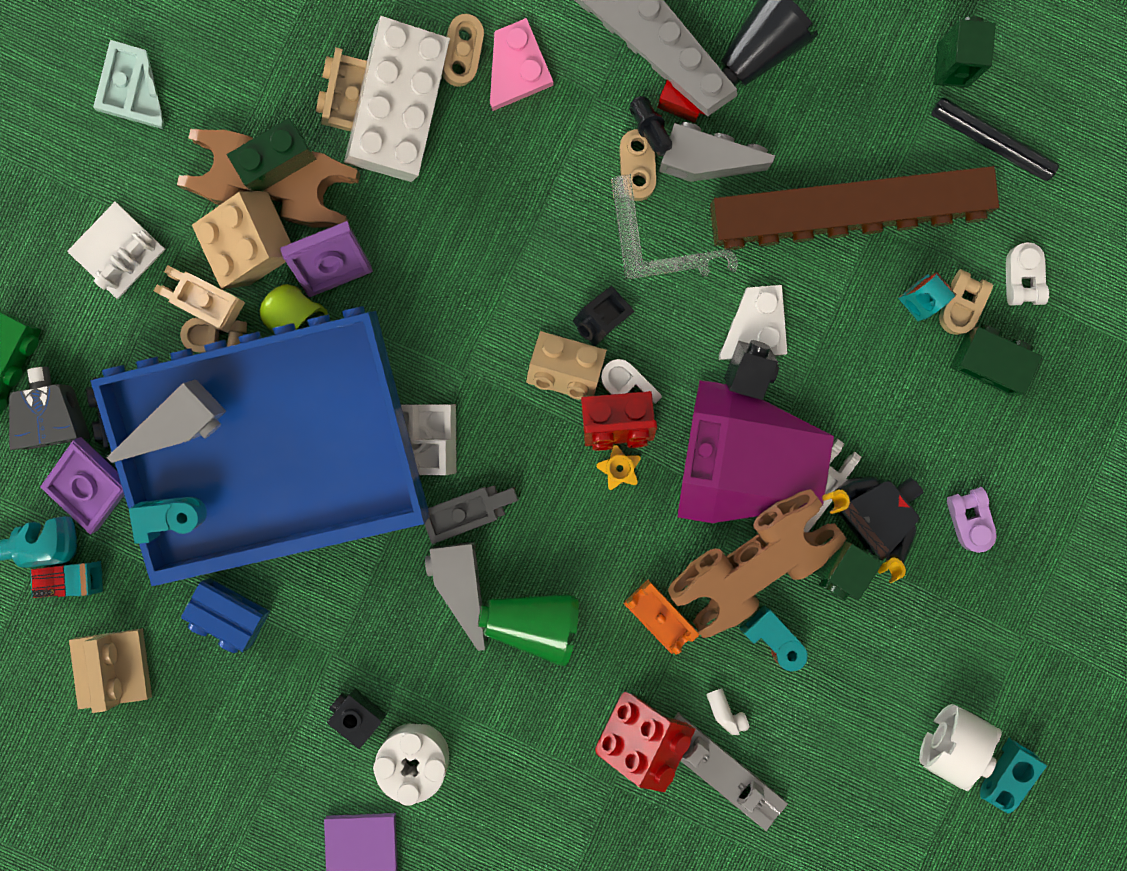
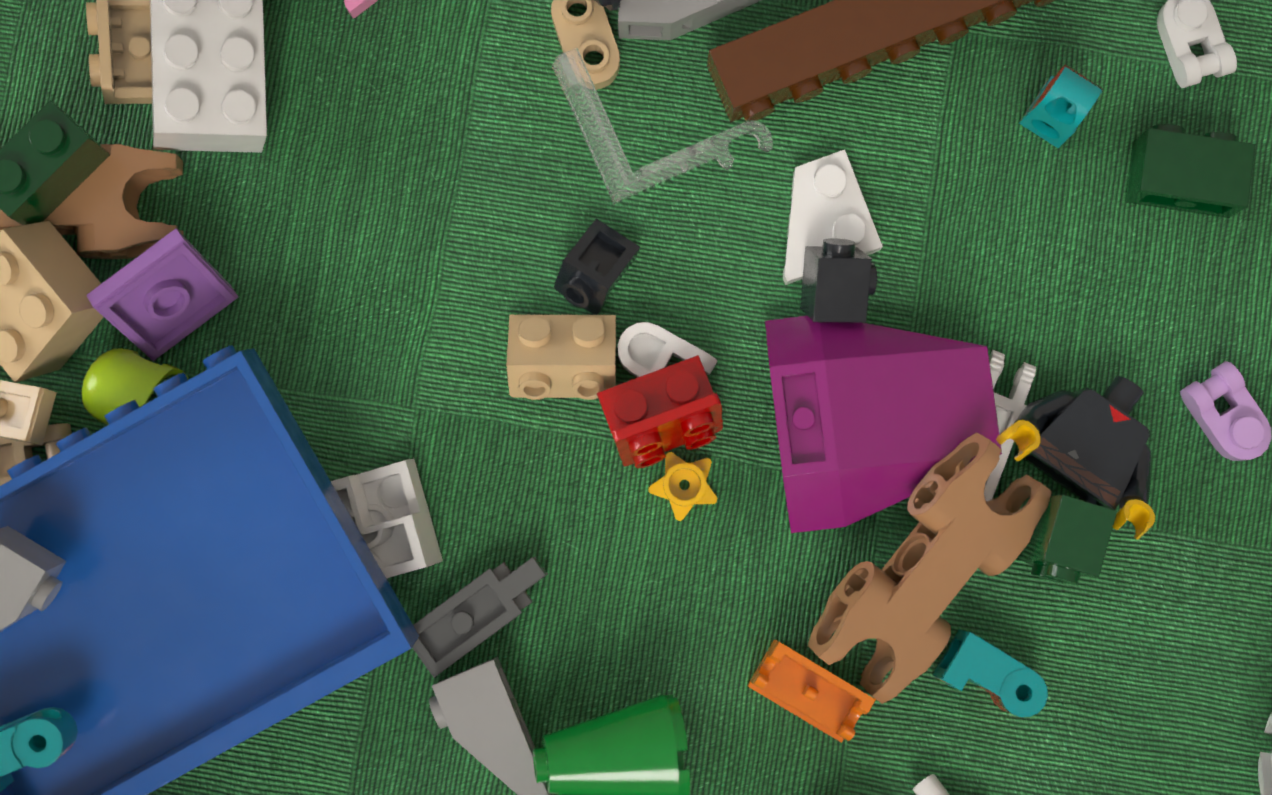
camera: 20 degrees left, 5 degrees down
(961, 314) = (1115, 119): tan plate -> none

